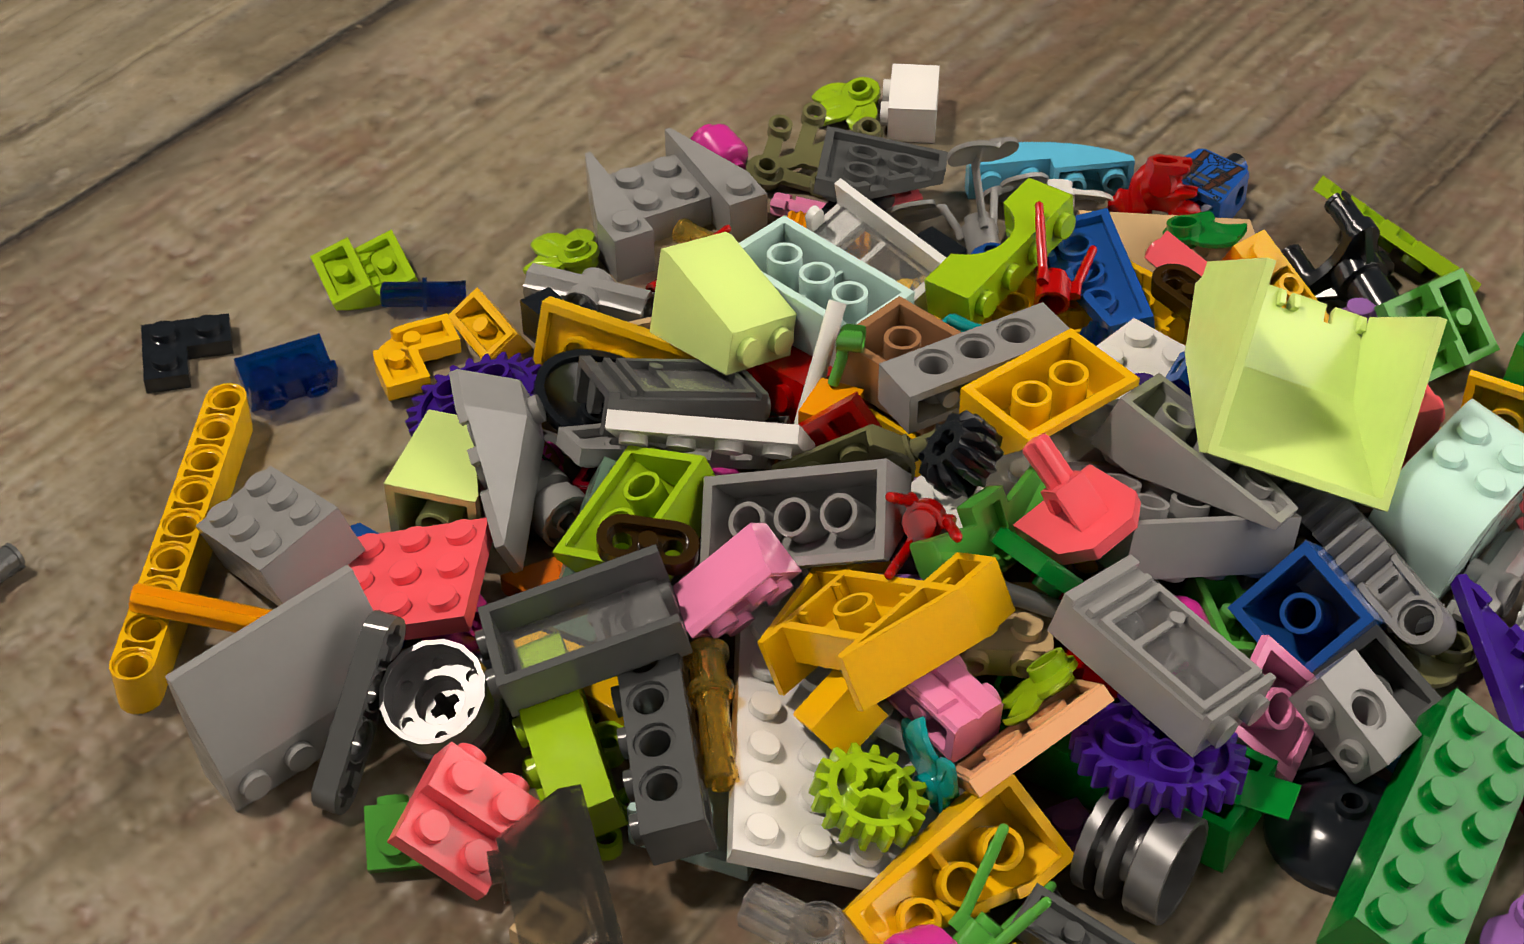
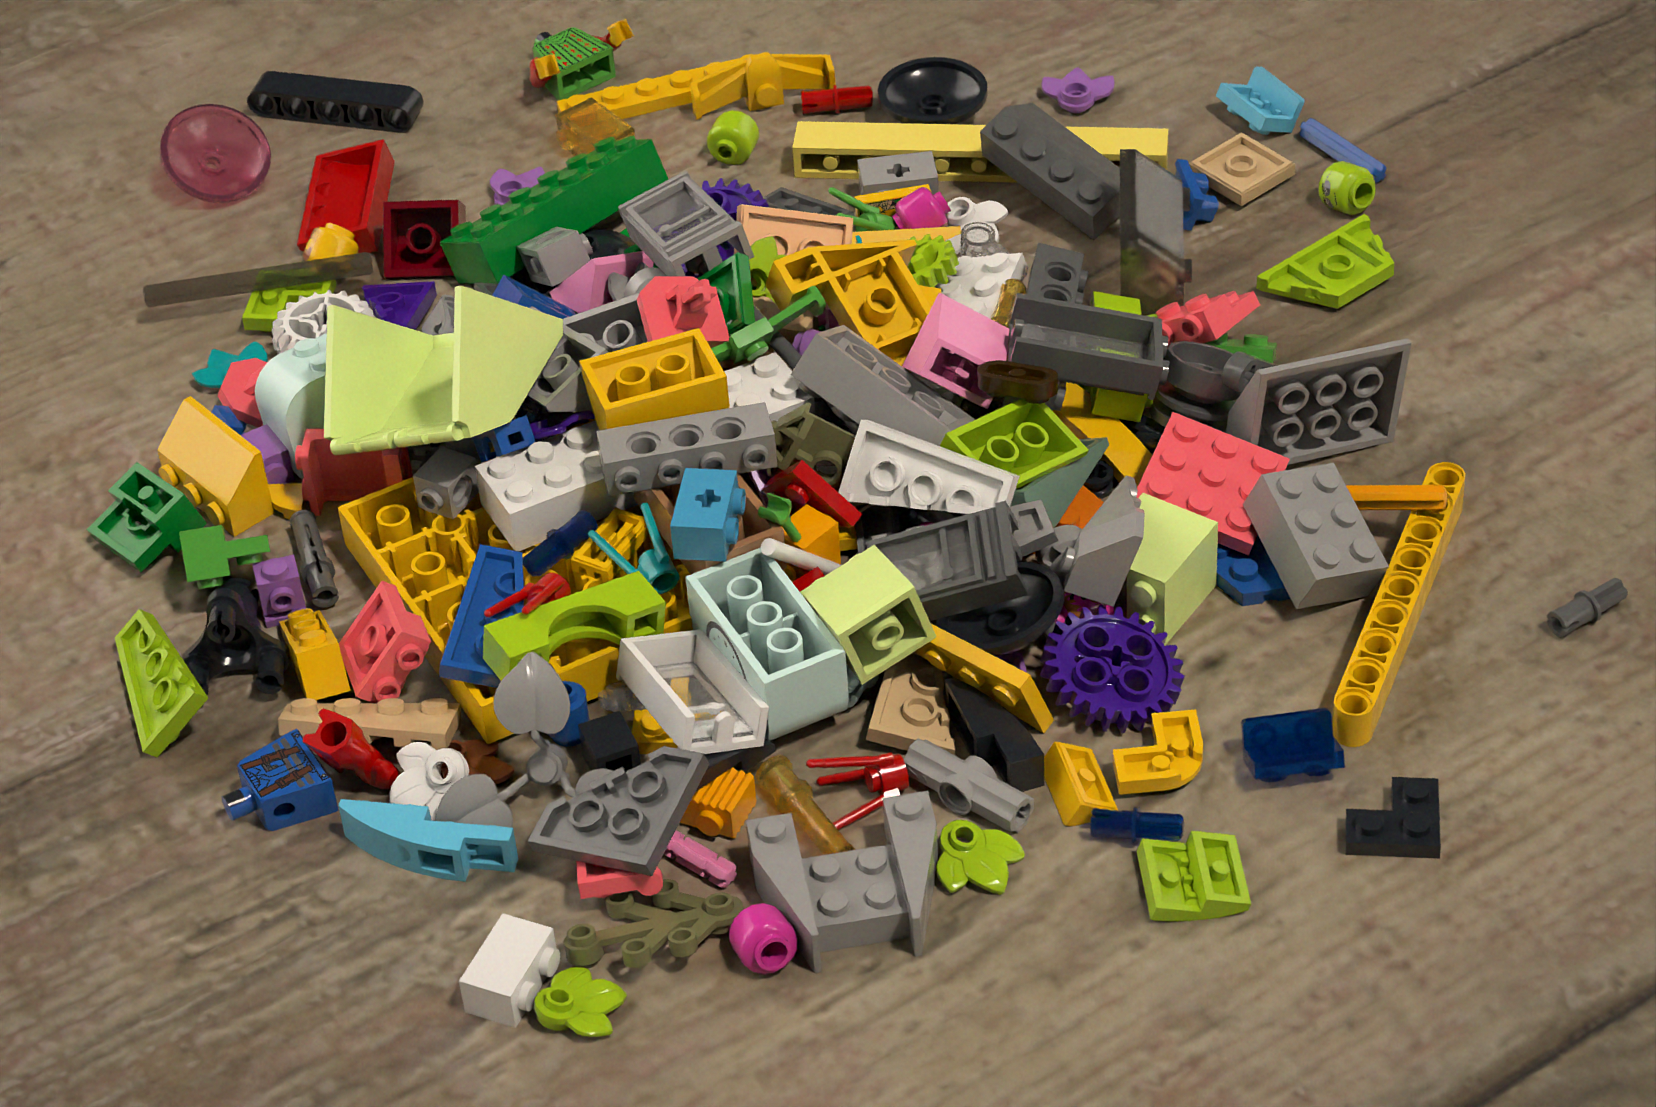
camera: 160 degrees left, 0 degrees up
(912, 303) = (707, 514): none -> dark azure brick
(920, 521) = (798, 336): red plant -> none
(960, 455) = (749, 359): black gear -> none
(1174, 288) = (426, 579): dark brown plate -> none
(1204, 232) = (339, 685): green plate -> none

